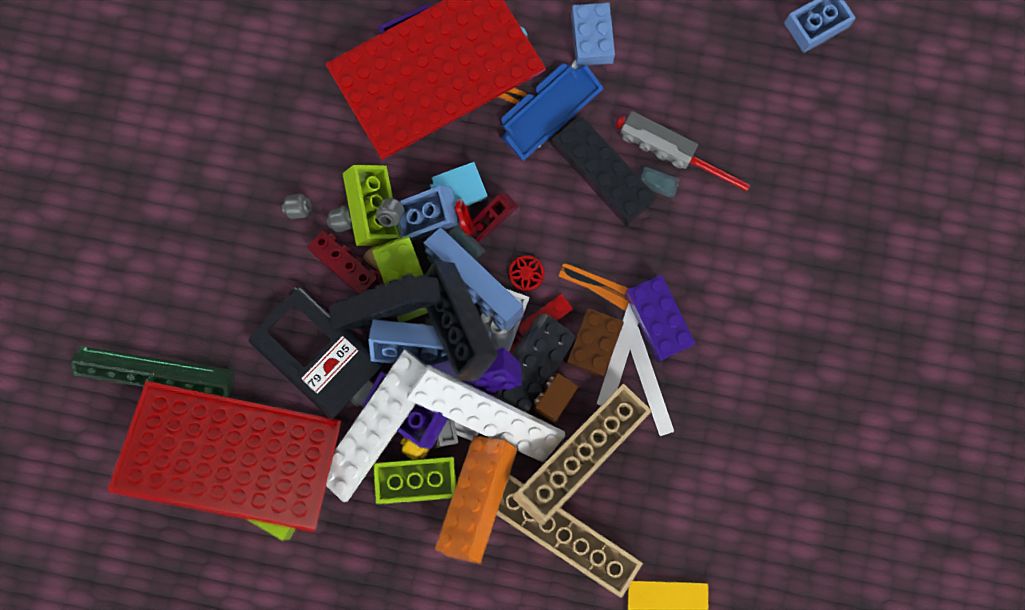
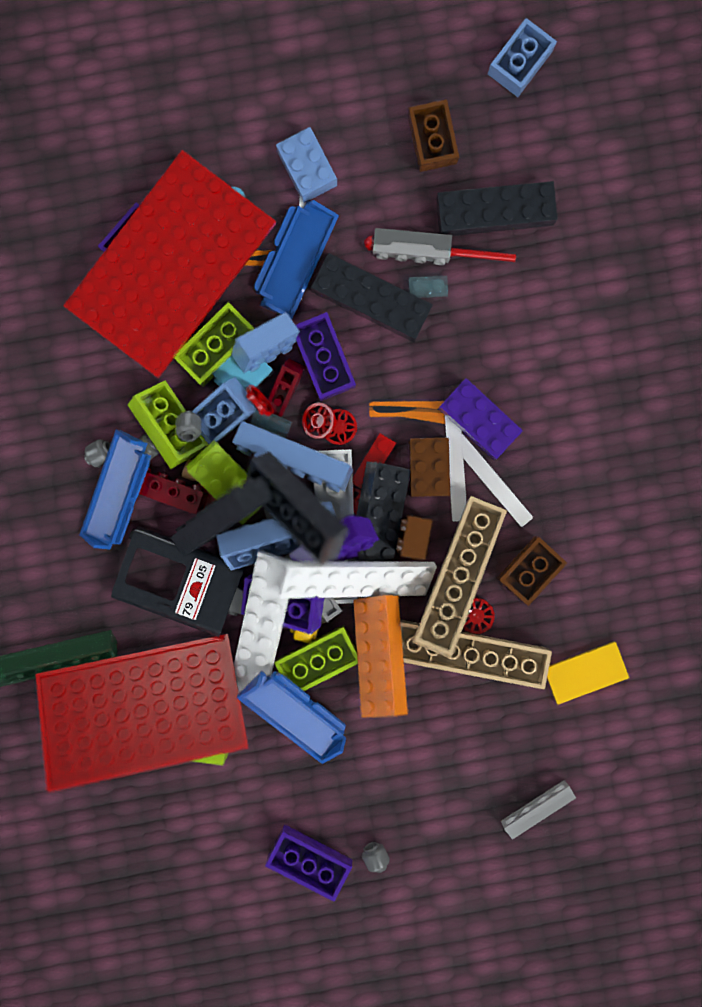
camera: 15 degrees left, 10 degrees up
(297, 246) = (116, 491): none -> blue slope
(372, 523) = (295, 715): none -> slope
(445, 152) = (213, 344): none -> lime brick
(491, 168) = (265, 343): none -> medium blue brick
(510, 259) = (319, 420): none -> red wheel
(538, 204) = (324, 357): none -> dark purple brick
(584, 502) = (477, 616): none -> red wheel
(653, 479) = (532, 570): none -> reddish brown brick
(715, 54) = (433, 135): none -> reddish brown brick
(748, 139) = (496, 208): none -> black brick

